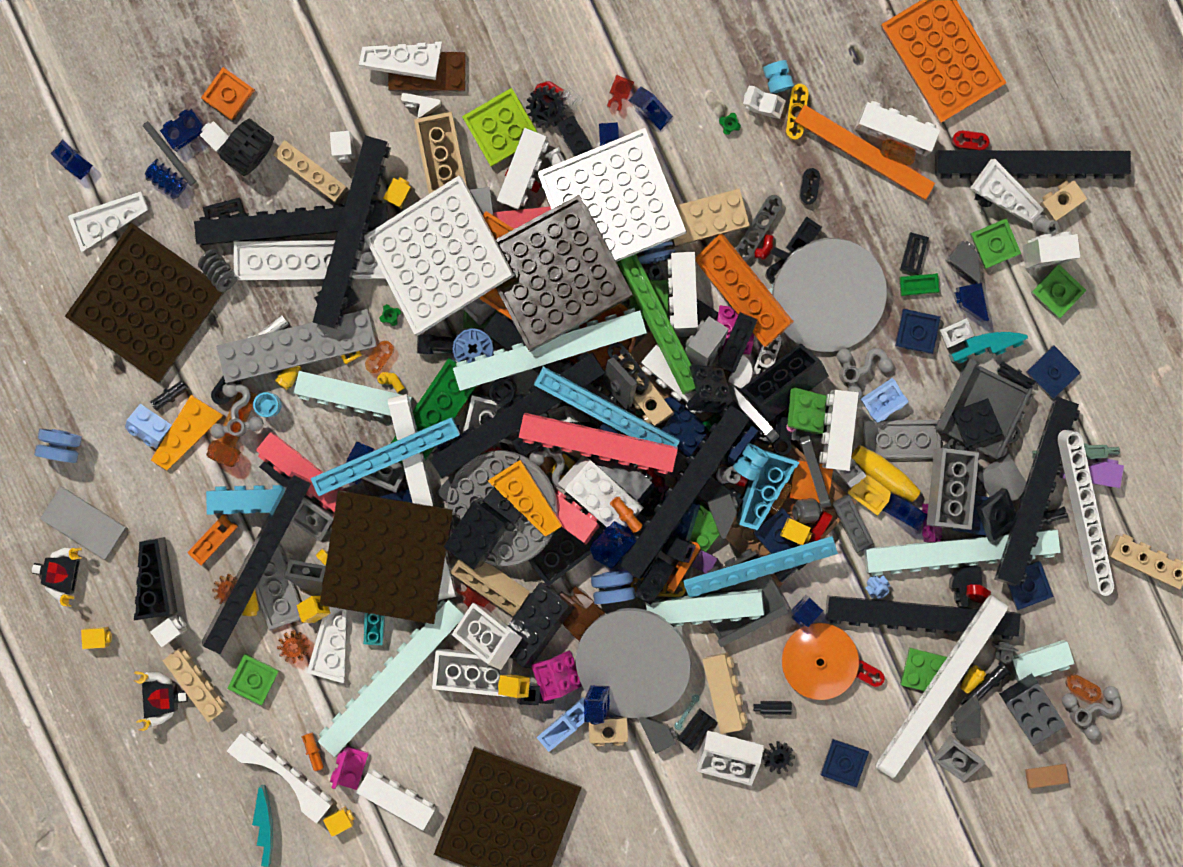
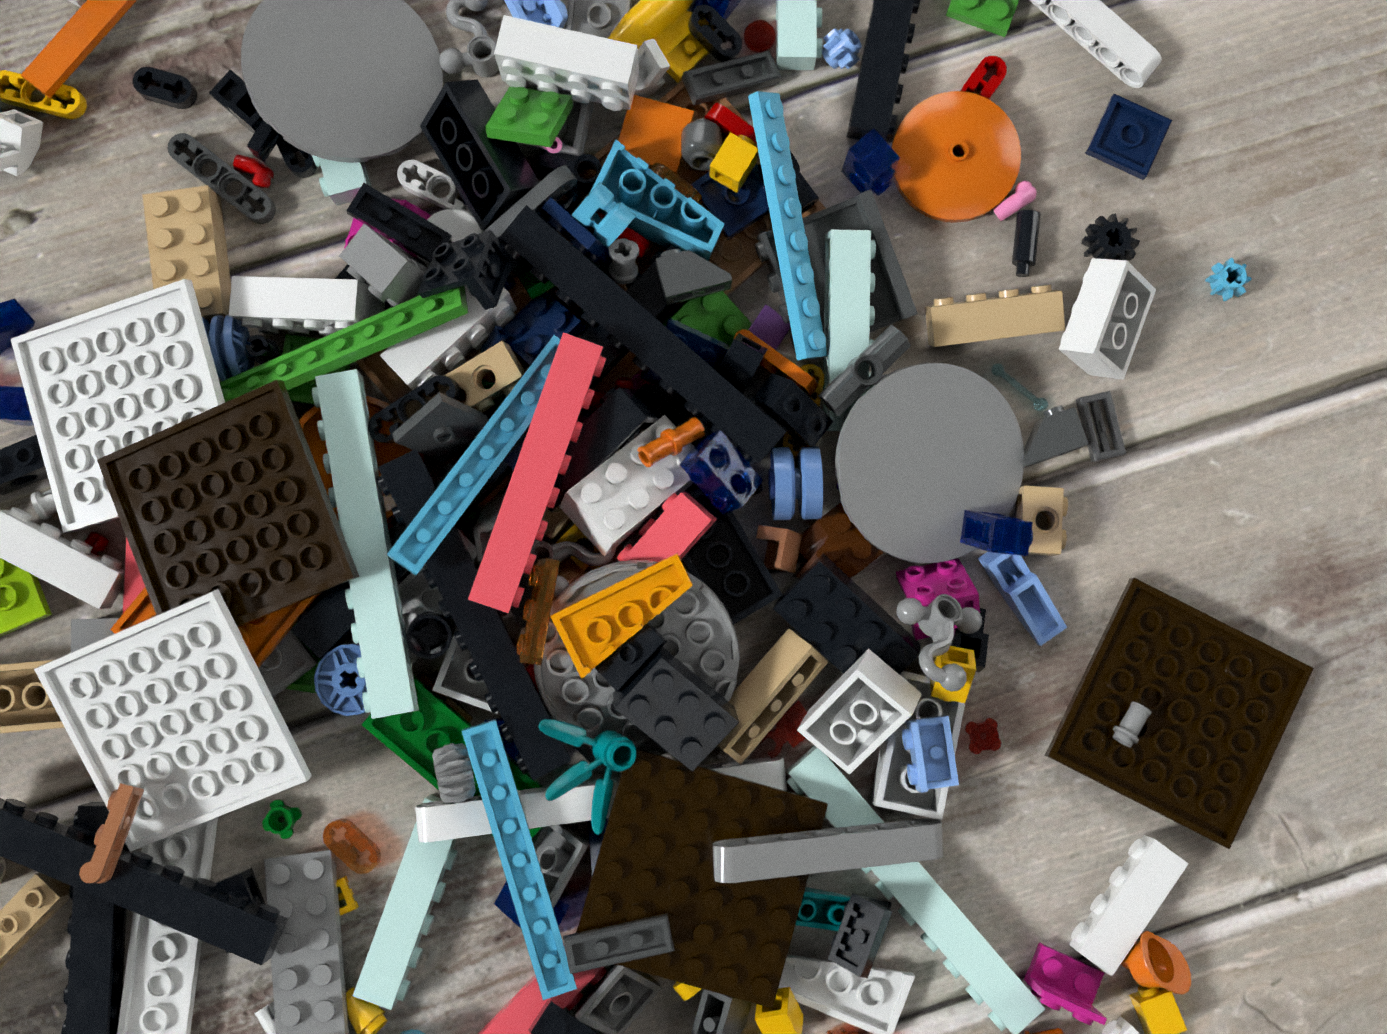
camera: 90 degrees left, 5 degrees down
(346, 517) = (618, 943): none -> dark grey tile
(364, 649) = (860, 933): none -> black bracket
(365, 819) = (1158, 964): none -> orange piece
(373, 232) = (112, 834): none -> nougat plate
(391, 379) = (393, 829): yellow arm -> none
(398, 192) = (66, 782): yellow brick -> none
(409, 627) = (827, 850): none -> light grey beam
(427, 414) = (453, 773): none -> light grey gear
(431, 344) = (340, 754): black piece -> none
(450, 498) = (608, 749): none -> teal plant
(468, 678) = (930, 753): none -> light blue bracket
(481, 714) = (992, 739): none -> clear red plate
(497, 792) = (1131, 724): none -> light grey pin
(521, 452) = (538, 611): none -> clear orange plate
(541, 674) = (938, 622): none -> light grey piece
(575, 582) = (781, 548): none -> nougat panel
(667, 754) = (1087, 425): none -> flat silver tile
(691, 628) = (879, 356): none -> dark grey piece
(701, 734) = (1055, 363): black tile -> none
(727, 129) = (32, 200): green plate -> none
(743, 289) = (313, 205): orange plate -> none
(764, 823) = (1236, 274): none -> medium azure gear
(801, 704) = (1024, 195): none -> bright pink arm
(815, 471) = (635, 118): dark grey beam -> none
(881, 513) = (715, 33): none -> black beam
(881, 537) = (759, 36): none -> clear red plate

